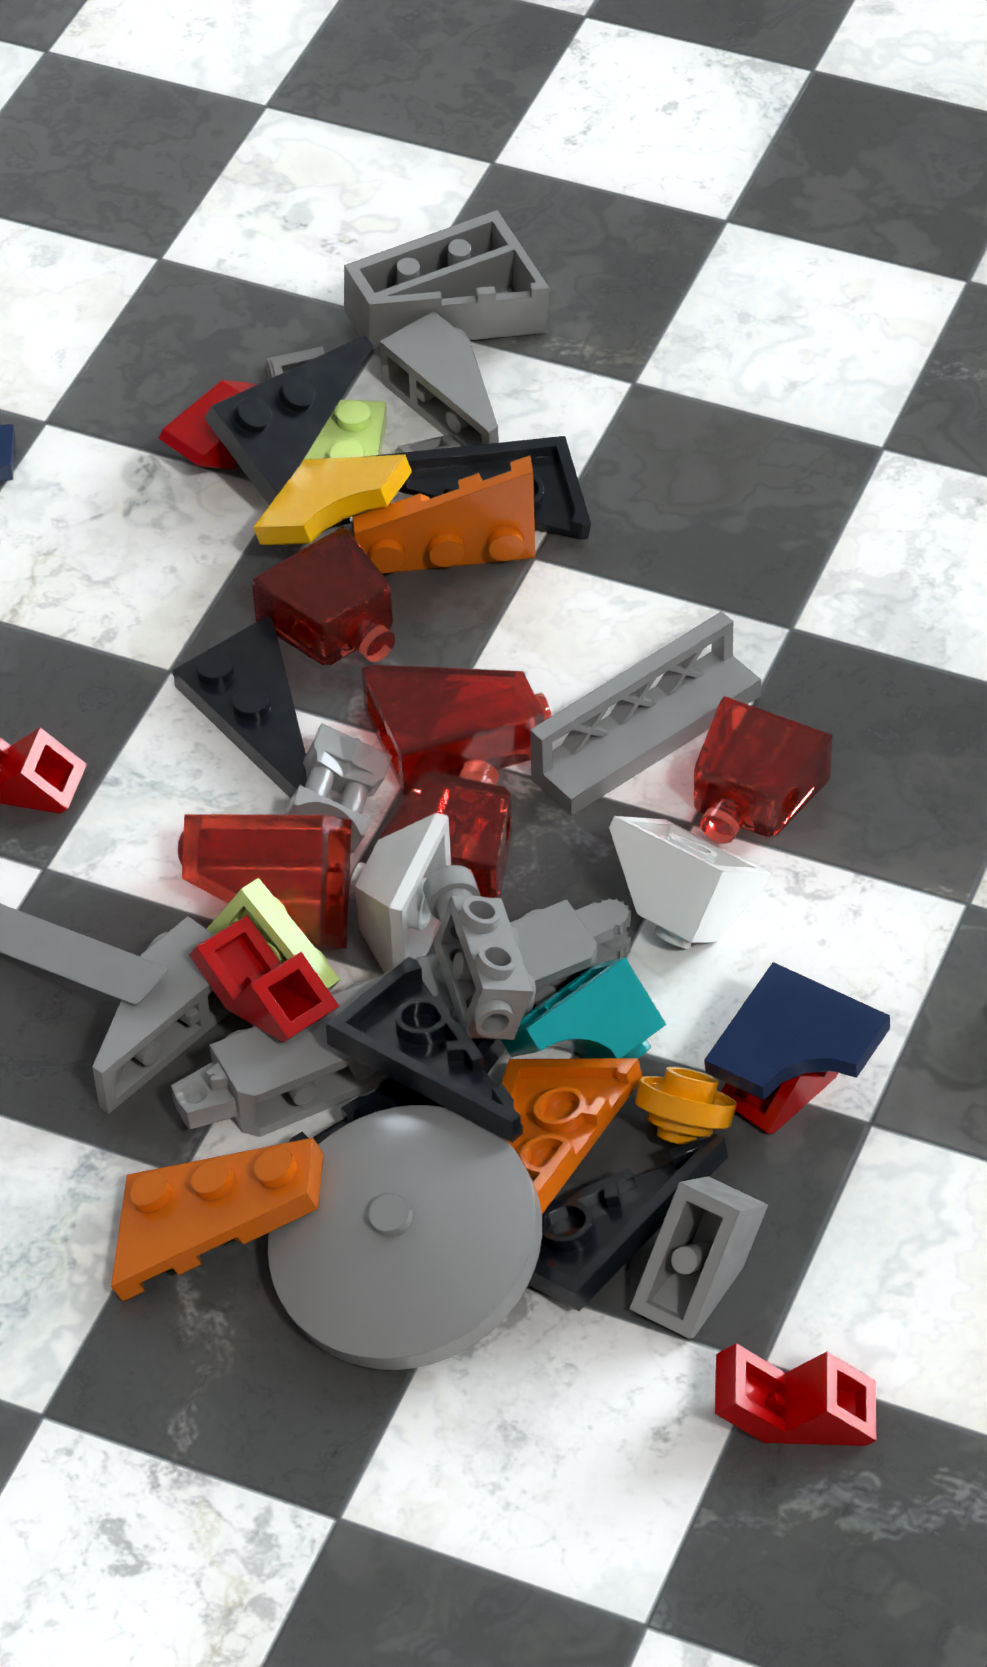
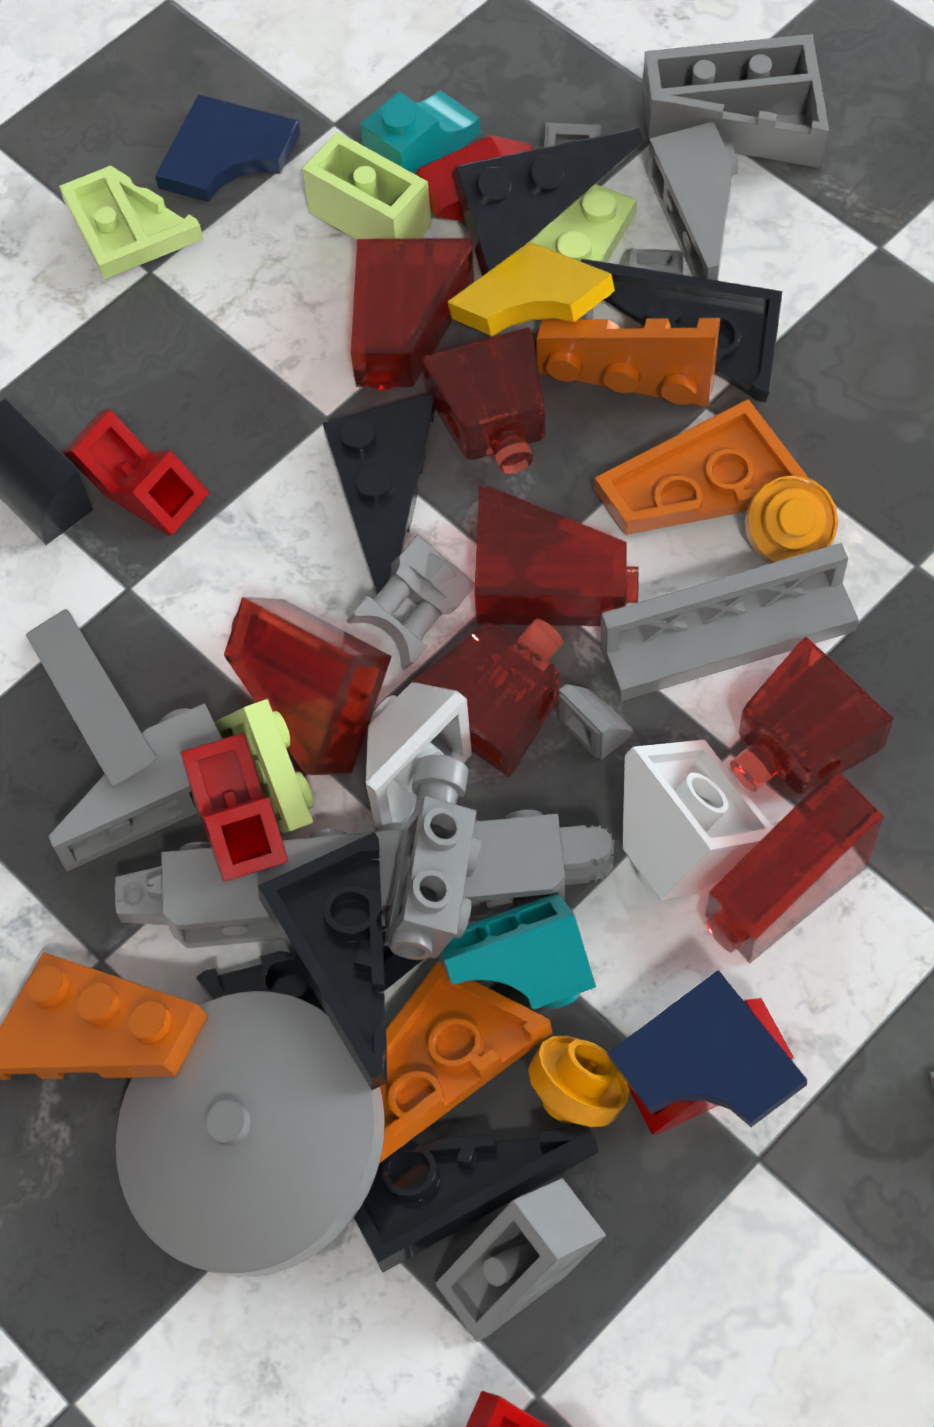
camera: 25 degrees right, 15 degrees up
(124, 465) = (365, 192): none -> yellowish green brick
(136, 407) = (420, 131): none -> teal arch
(202, 548) = (404, 304): none -> clear red slope
(554, 833) = (592, 720): none -> light grey slope
(562, 605) = (698, 473): none -> orange wing
(658, 612) = (790, 518): none -> light orange plate
(800, 874) = (794, 868): none -> clear red slope

